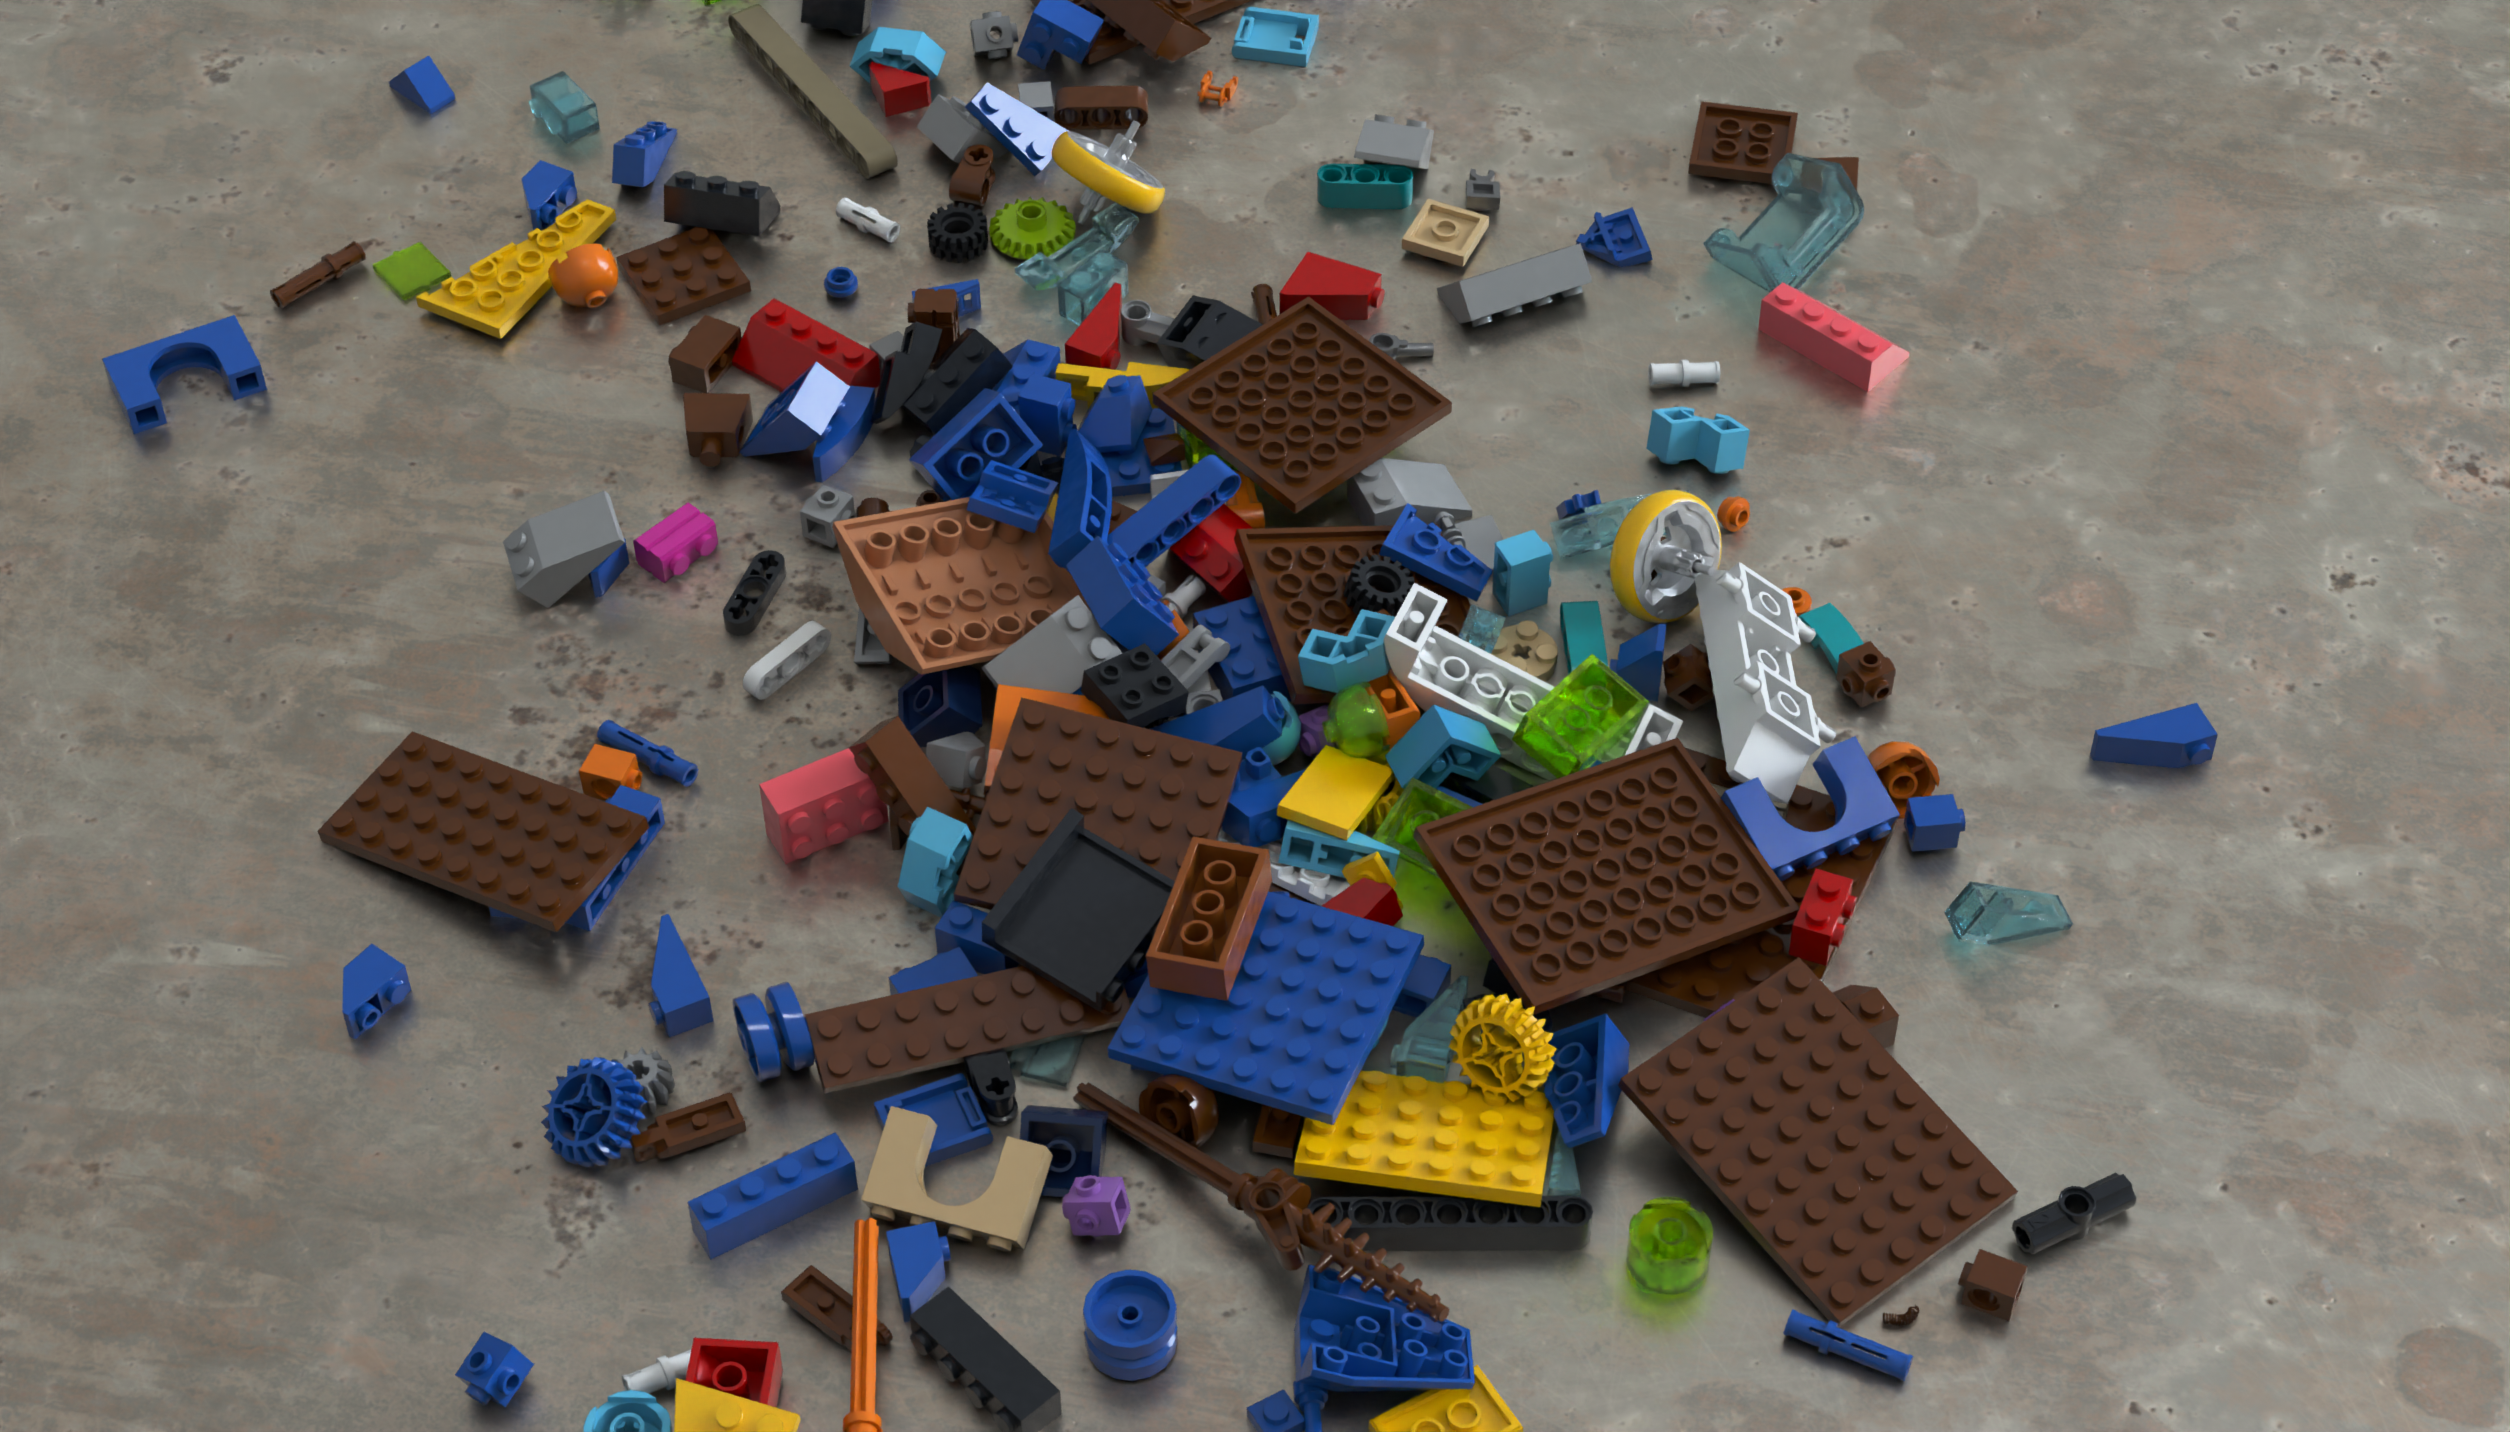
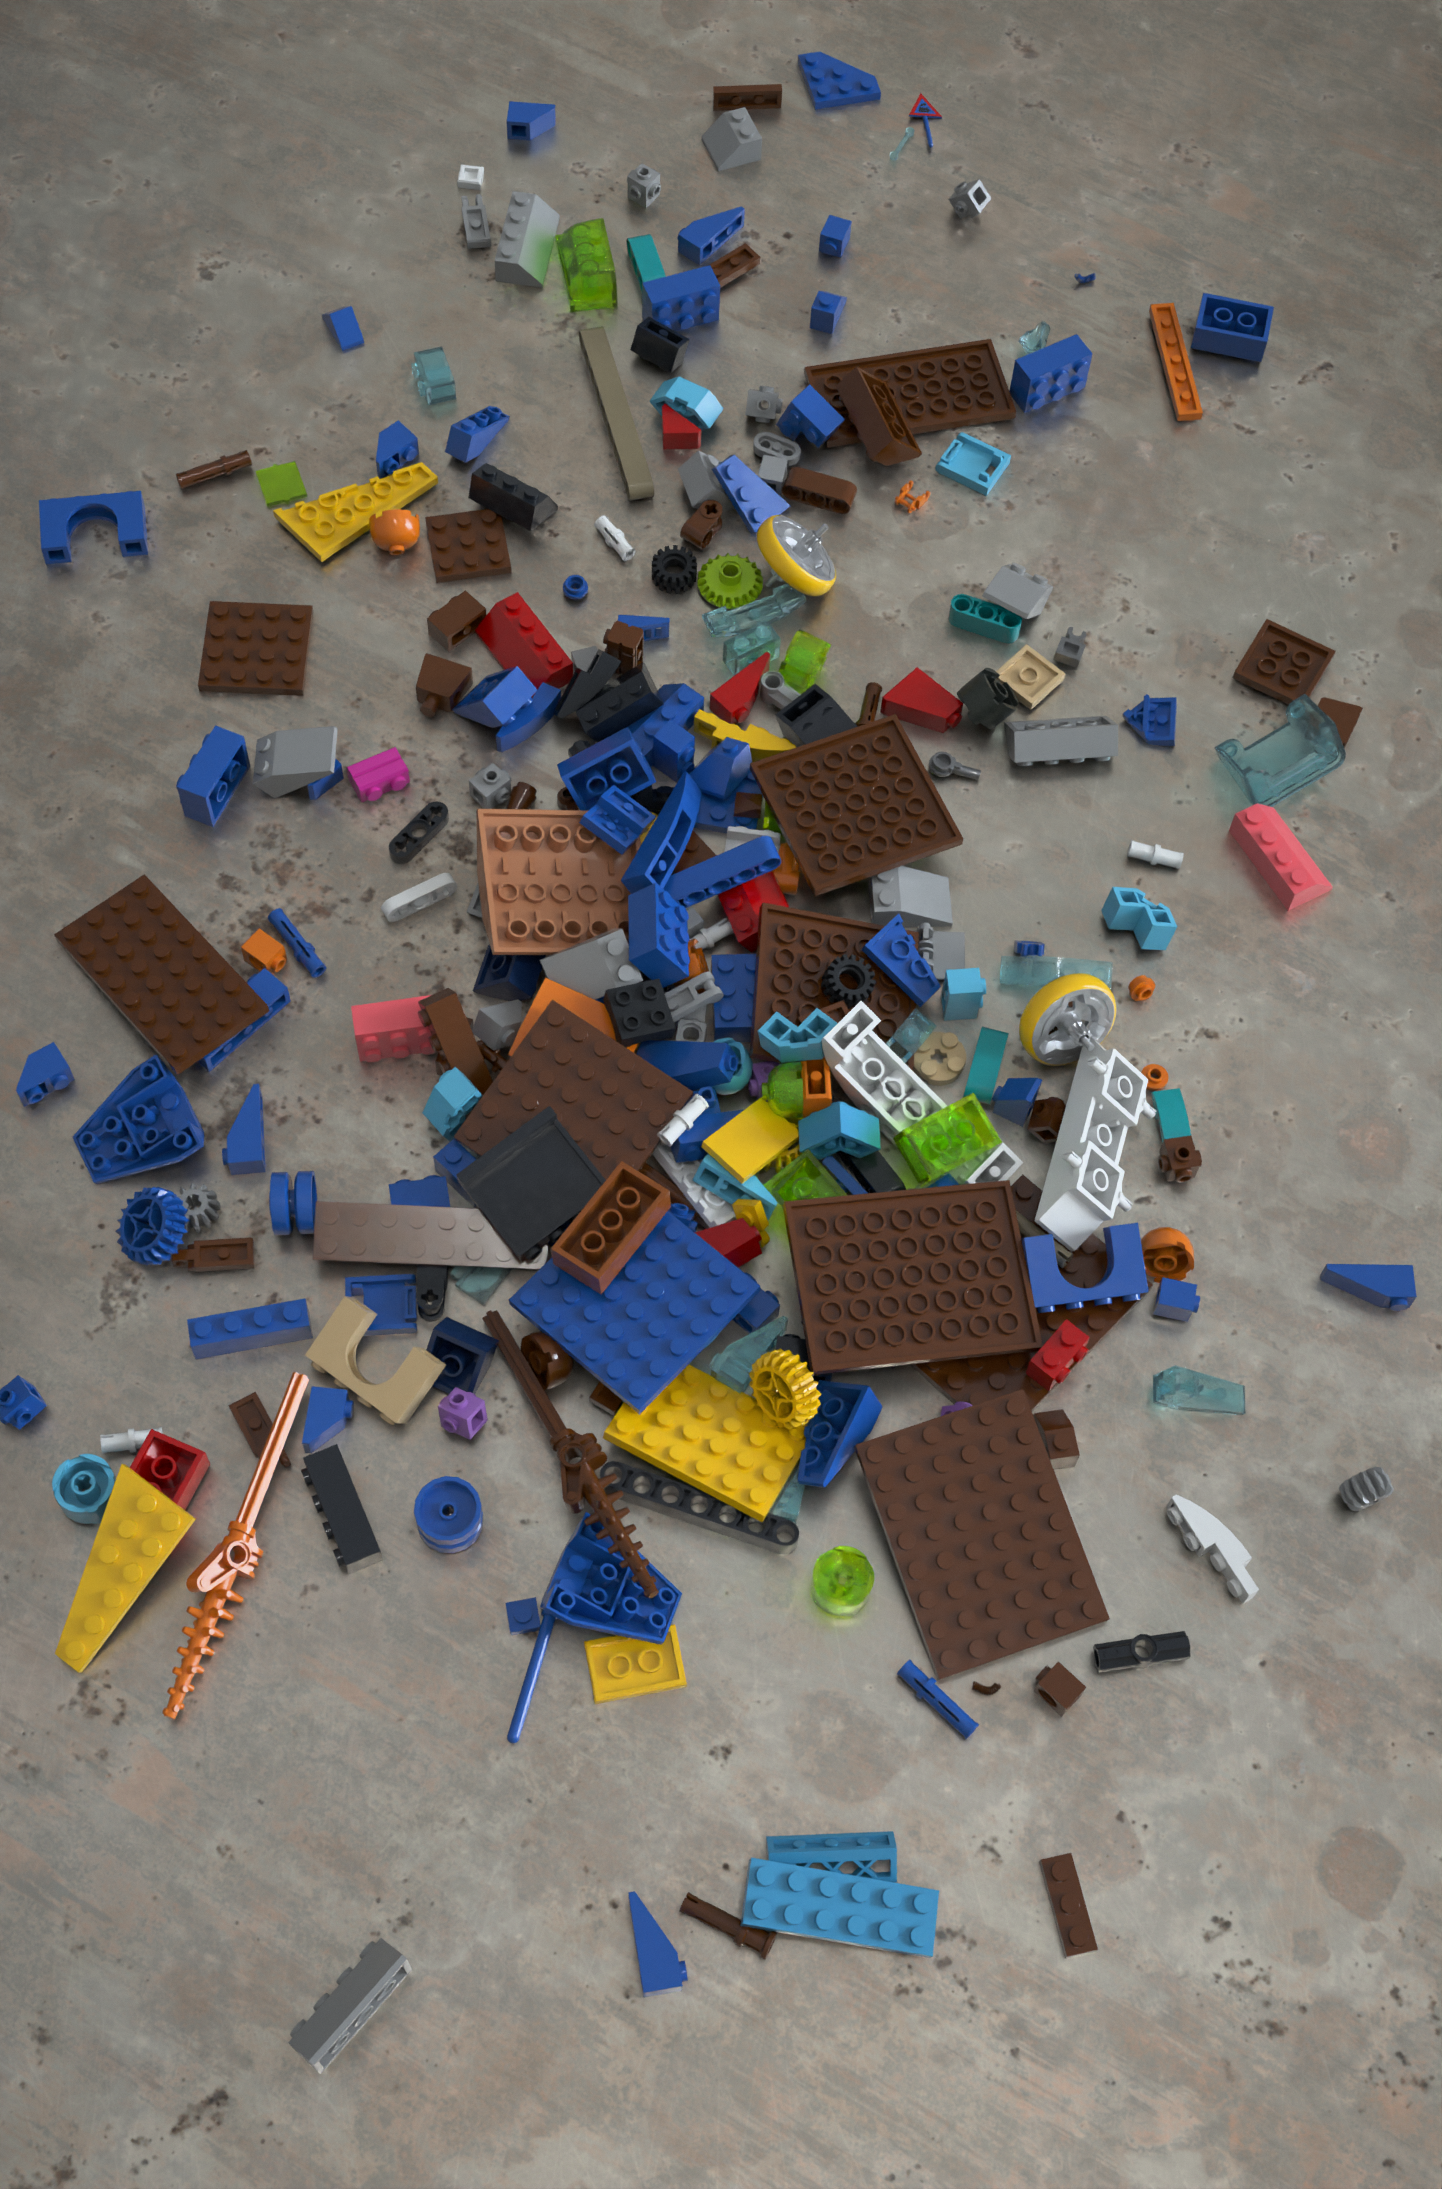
camera: 15 degrees right, 15 degrees up
(454, 452) = (256, 648): none -> reddish brown plate
(461, 595) = (213, 776): none -> blue brick
(524, 1010) = (140, 1125): none -> blue wedge
(1015, 73) = (777, 447): none -> light grey plate
(1165, 278) = (804, 659): none -> clear neon green brick
(1242, 789) = (683, 1120): none -> white pin
(1409, 261) = (988, 699): none -> pearl dark grey brick
(2095, 1063) = (1208, 1535): none -> white slope
(2257, 953) = (1366, 1488): none -> light grey gear

